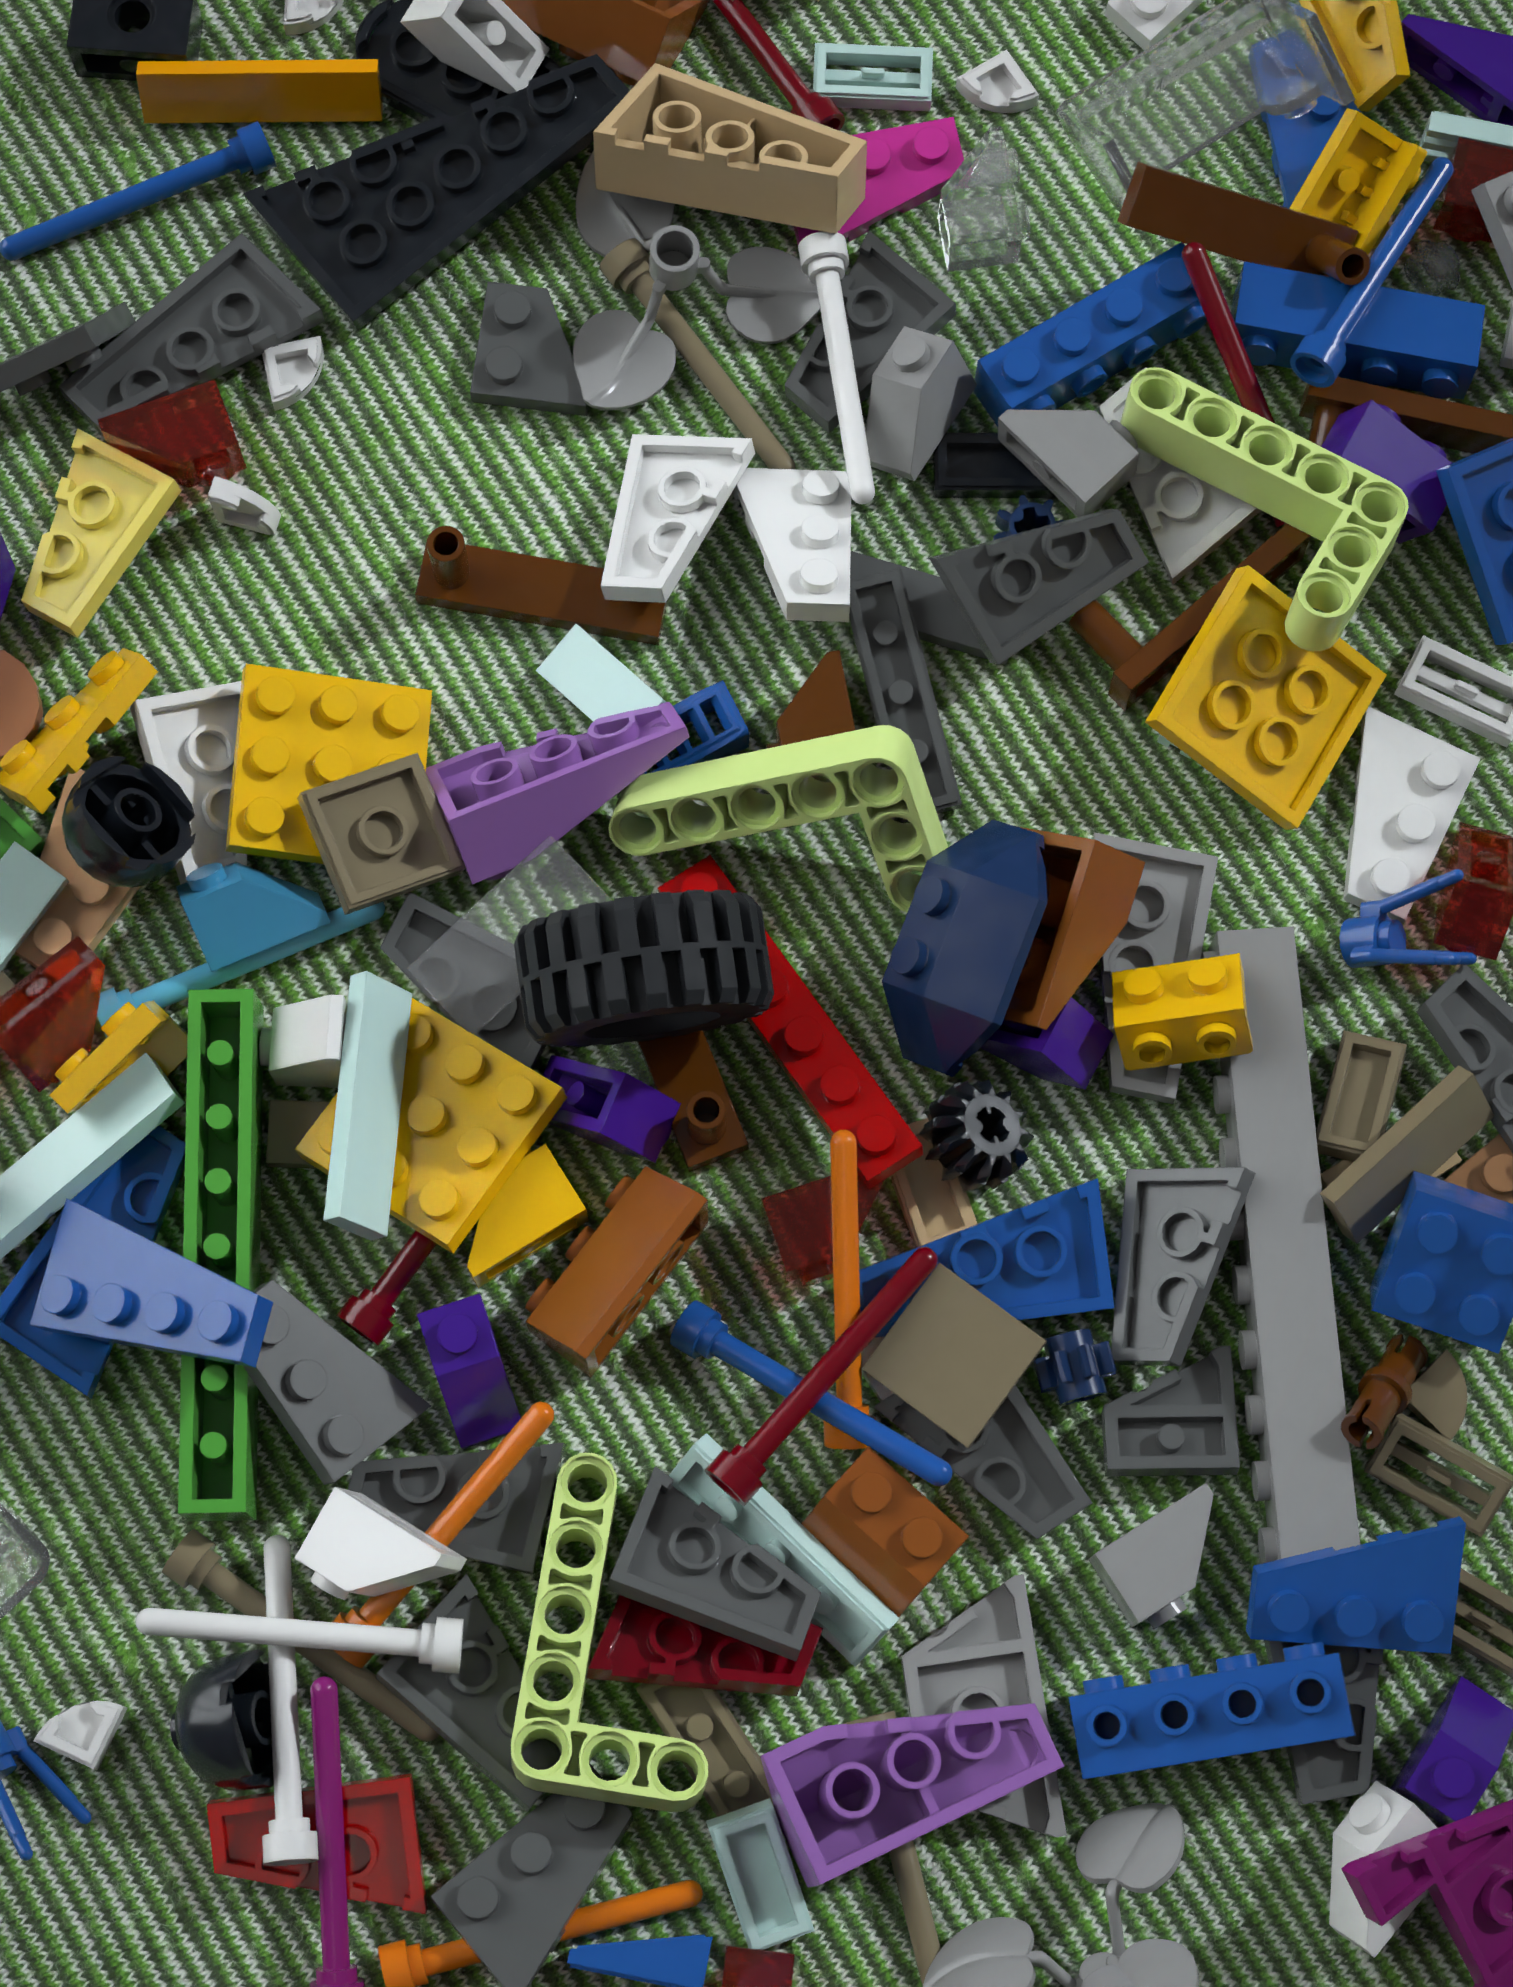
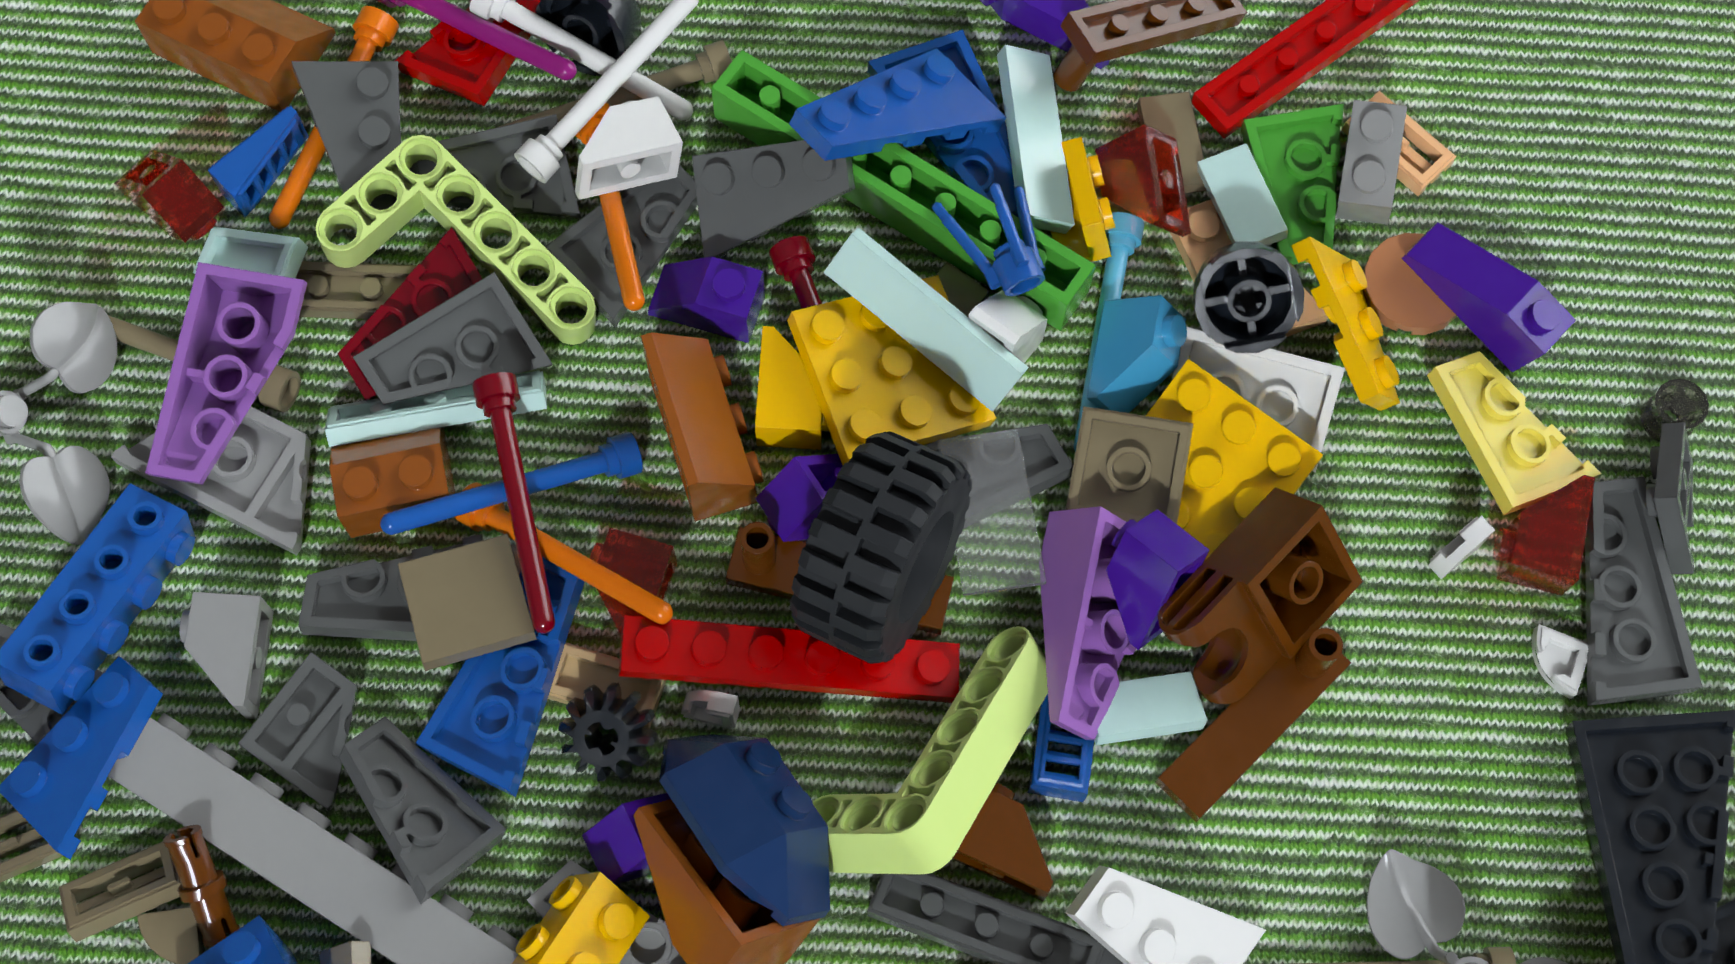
camera: 125 degrees right, 5 degrees down
(246, 1054) = (1017, 262): none -> blue plant
(429, 639) = (1260, 594): none -> reddish brown brick
(475, 740) = (1148, 568): none -> dark purple slope
(524, 353) = (1471, 840): dark grey wing -> none
(666, 509) = (1257, 848): white wing -> none
(877, 1056) = (712, 707): none -> white tile
(1075, 1367) = (396, 683): dark blue gear -> none

